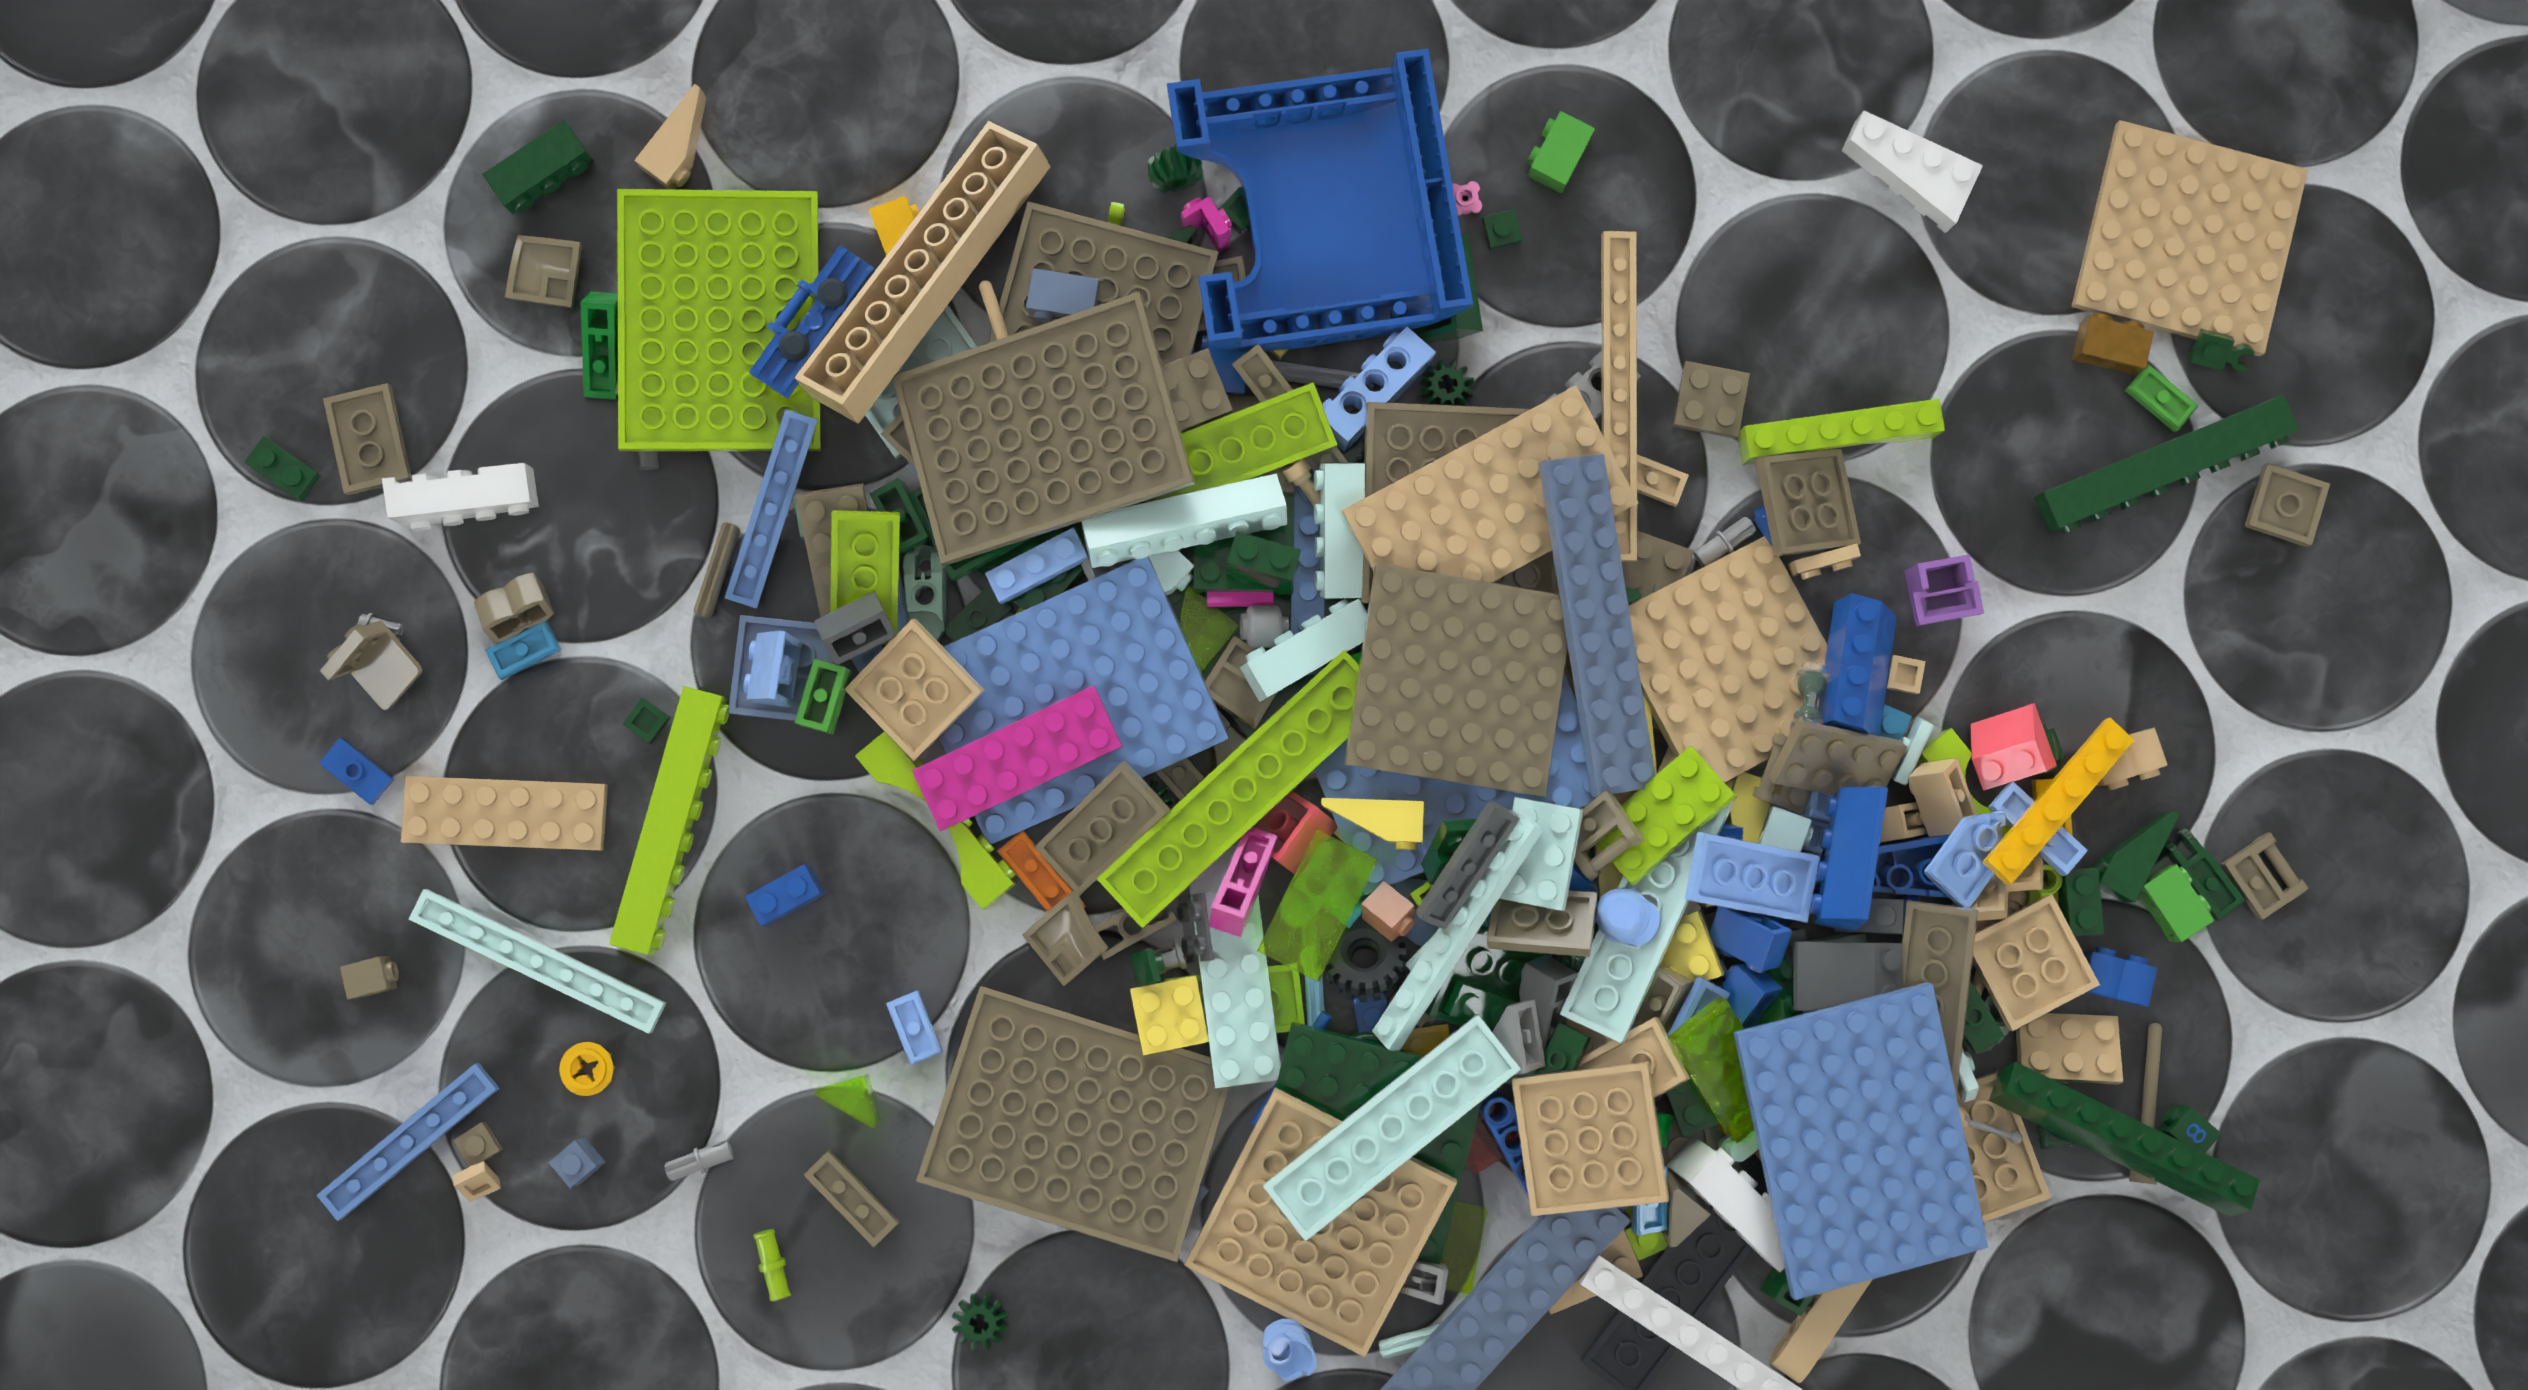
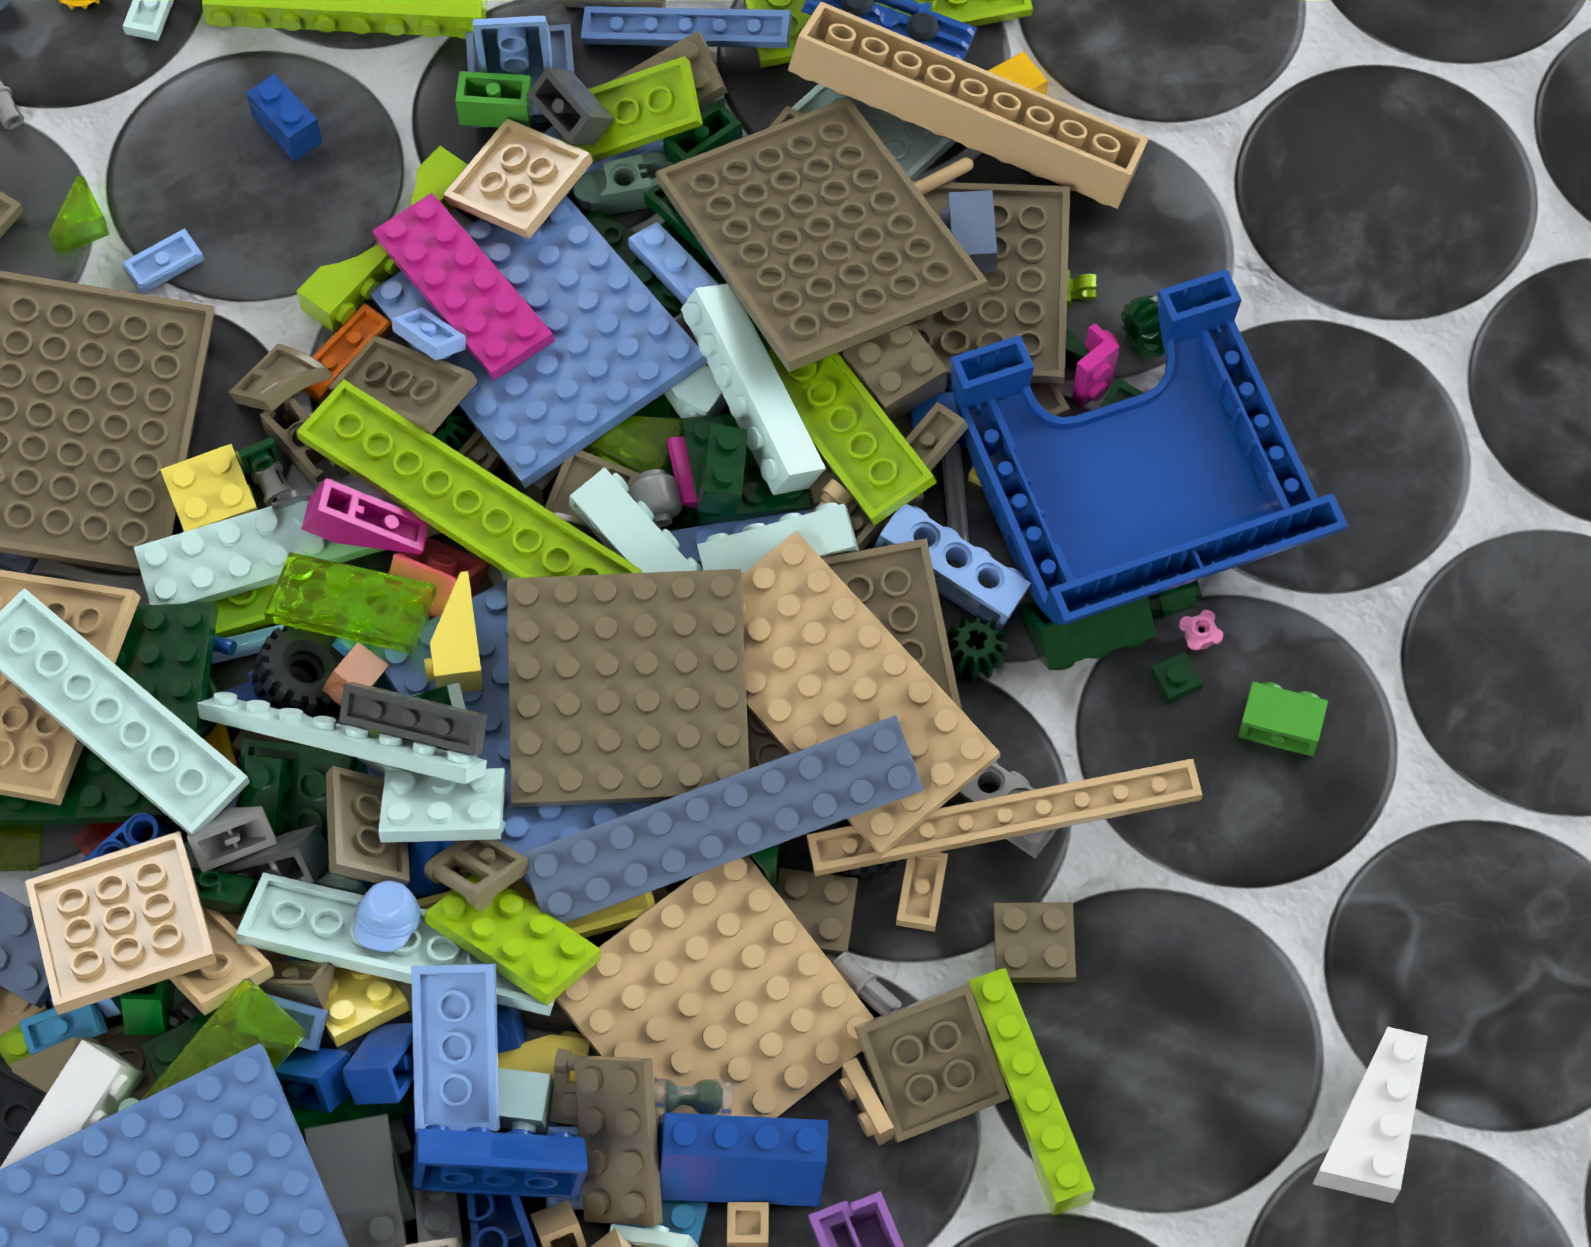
camera: 85 degrees right, 20 degrees down
(1064, 795) = (429, 333): none -> light blue plate

